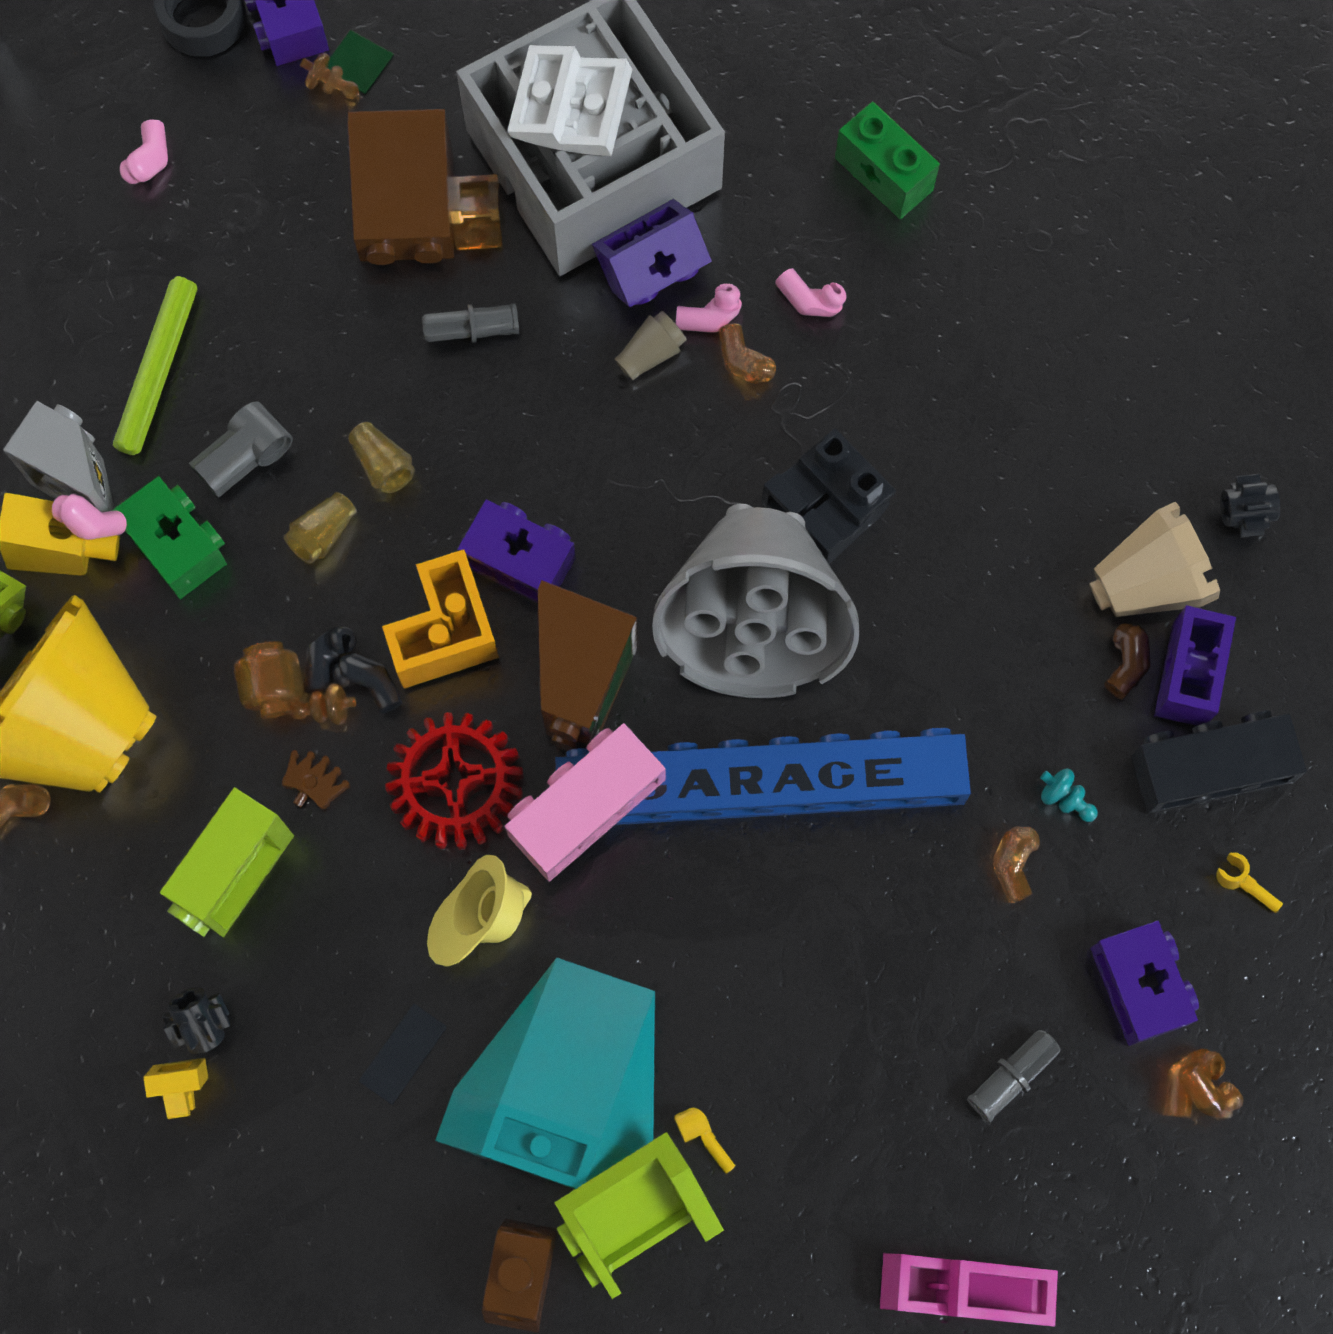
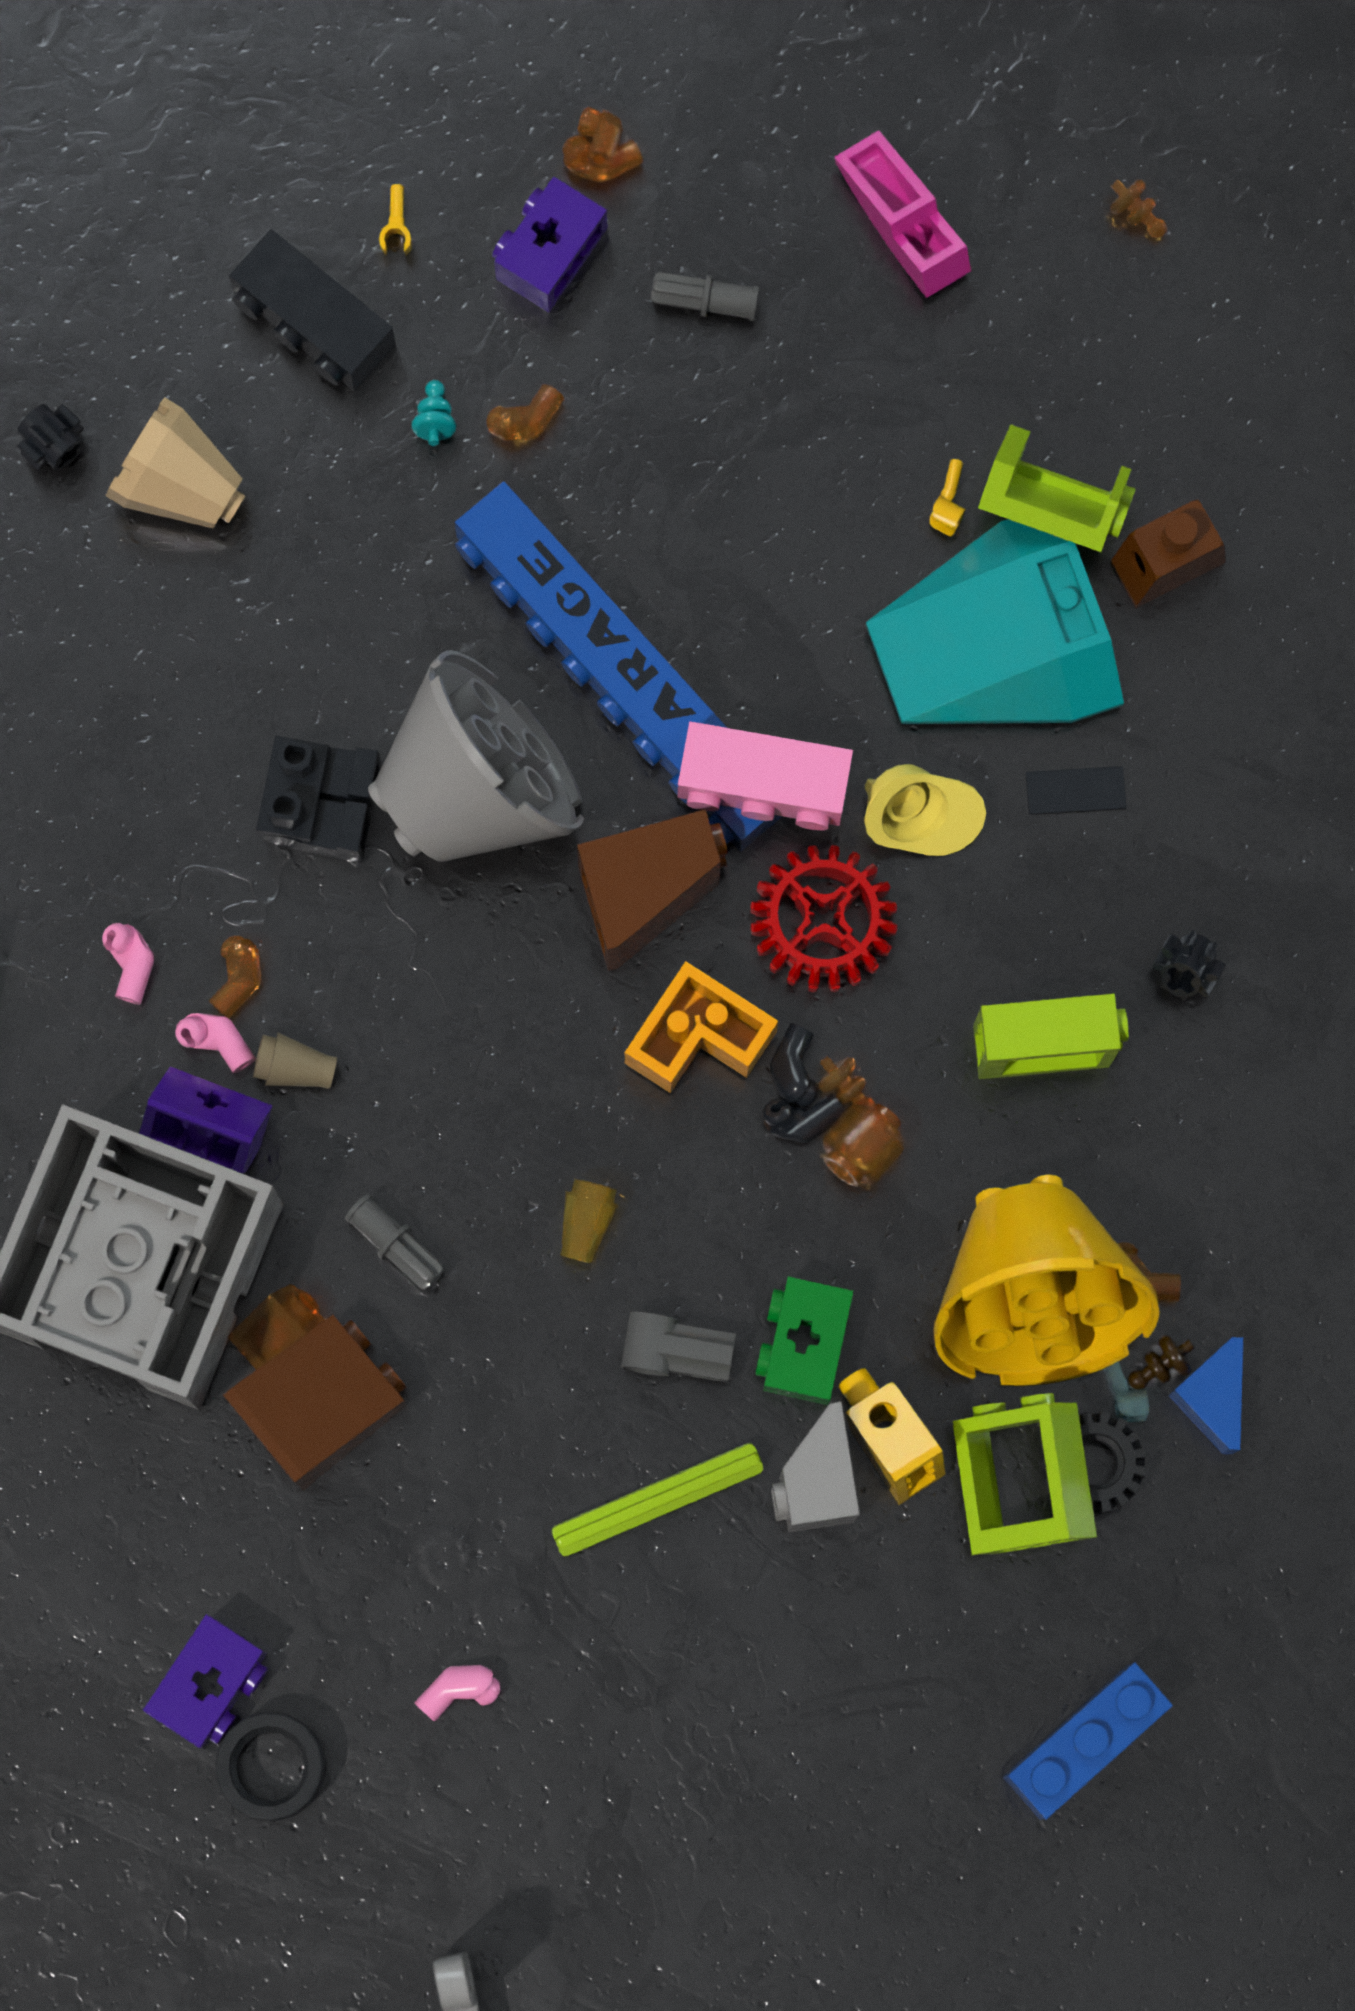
camera: 130 degrees left, 5 degrees up
(85, 519) = (860, 1398): bright pink arm -> none
(176, 1084) = (1248, 942): yellow tile -> none
(312, 781) = (916, 1044): reddish brown piece -> none
(319, 528) = (692, 1218): clear yellow cone -> none
(332, 79) = (245, 1580): clear orange hair -> none
(360, 60) = (203, 1577): dark green sticker -> none
(507, 526) = (588, 993): dark purple brick -> none
(570, 100) = (140, 1262): white slope -> none
(1135, 659) = (267, 441): reddish brown arm -> none
(1195, 666) = (243, 380): dark purple brick -> none

